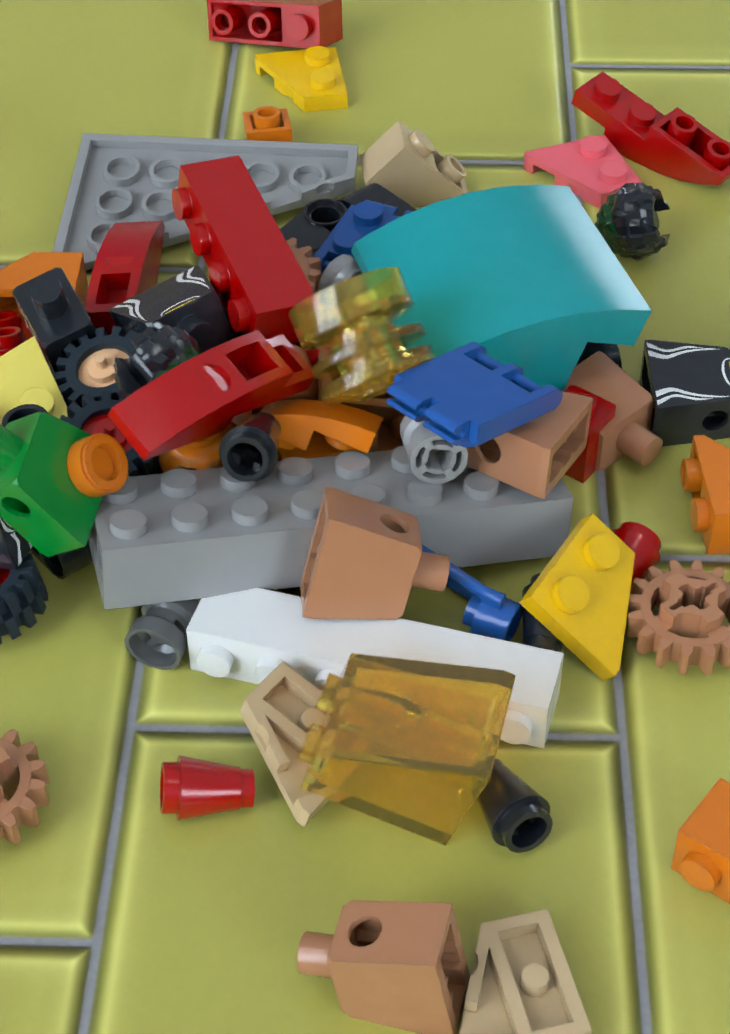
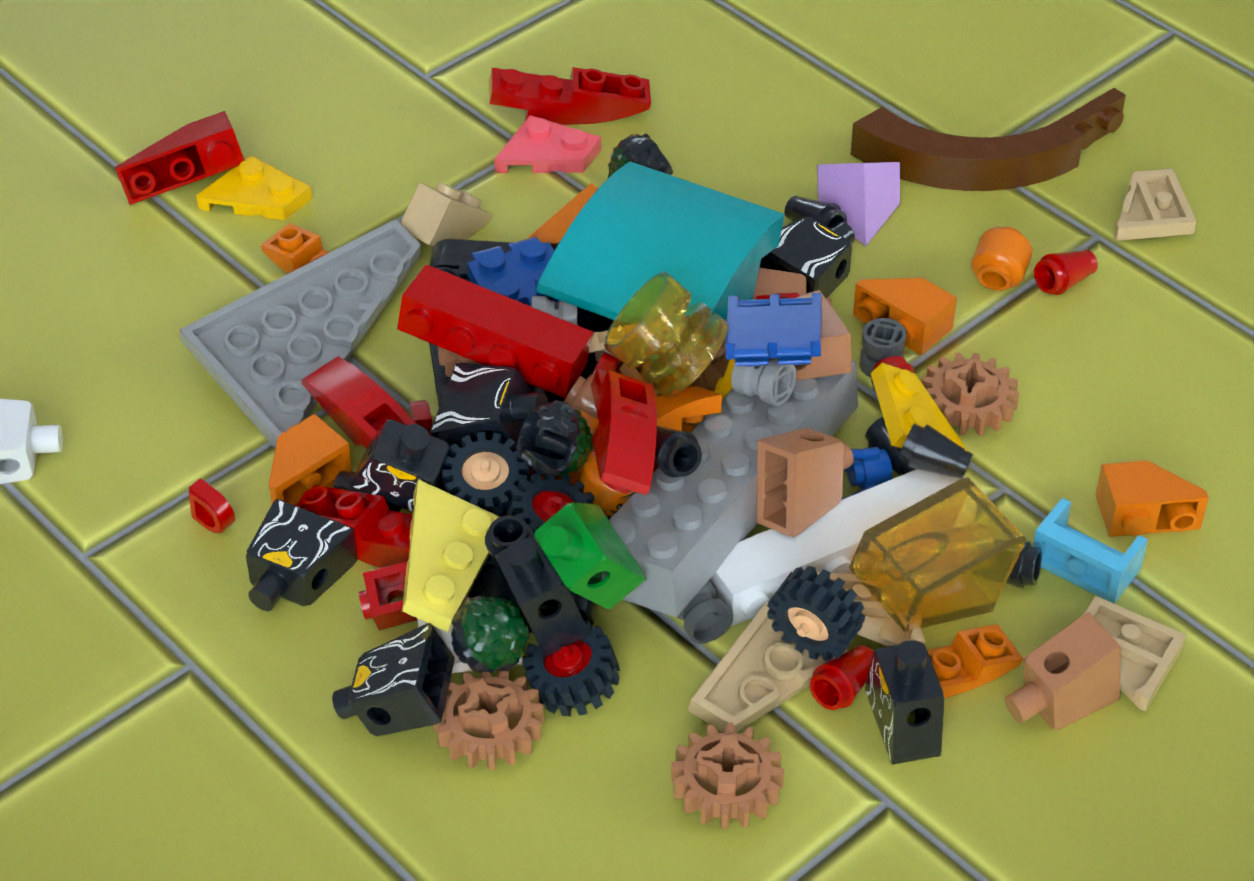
camera: 45 degrees left, 0 degrees up
(97, 465) = (613, 520): orange tile -> none
(139, 721) = (753, 677): none -> tan wing
(207, 854) = (903, 683): none -> black torso
(213, 697) = (816, 613): none -> black wheel
(334, 870) = (974, 659): none -> orange slope
(537, 634) = (934, 452): none -> black cone
(606, 861) = (1084, 559): none -> medium azure panel
(662, 508) = (881, 340): none -> dark grey wheel

